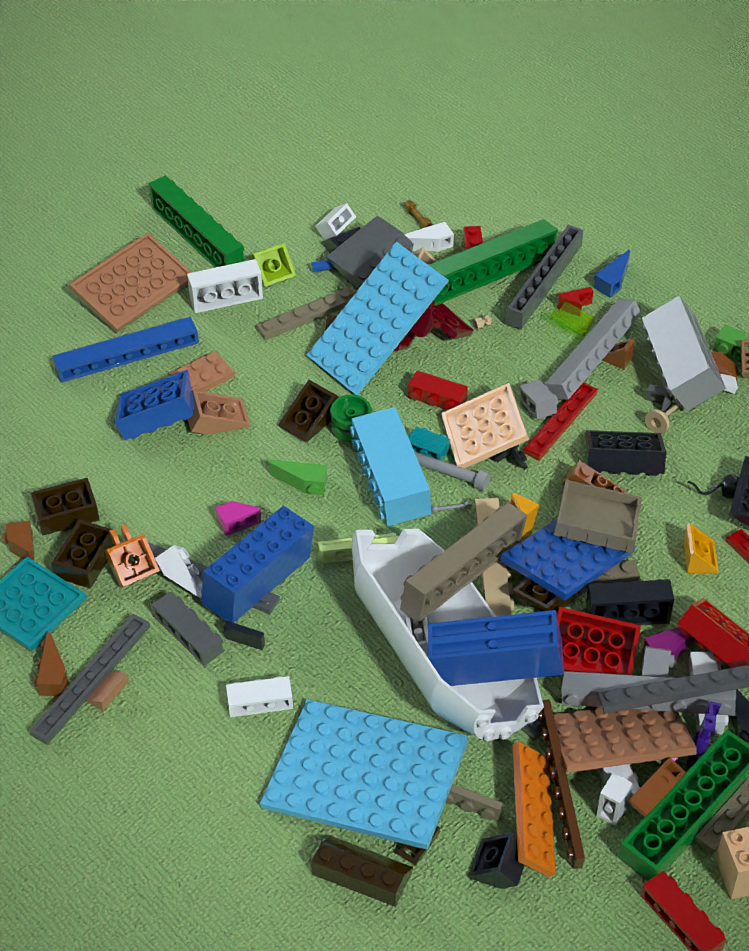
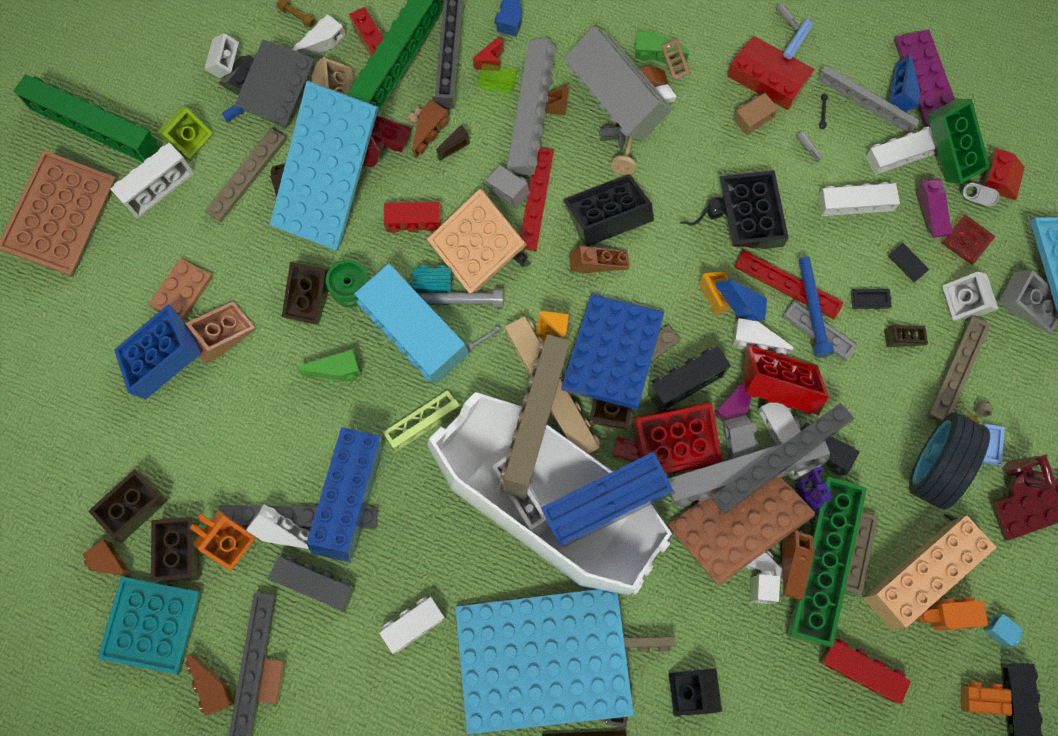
camera: 25 degrees left, 25 degrees up
(125, 349) = (91, 295): blue brick -> none
(237, 516) = (295, 440): dark pink slope -> none
(244, 635) = (366, 566): black tile -> none
(490, 331) = (430, 122): none -> dark orange slope
(508, 351) = (453, 143): none -> dark brown slope
(533, 810) = (702, 630): orange plate -> none
(561, 789) = (716, 599): reddish brown plate -> none
(598, 516) = (621, 297): dark tan piece -> none
(717, 561) = (742, 300): none -> blue slope
(721, 598) = (757, 335): none -> white slope

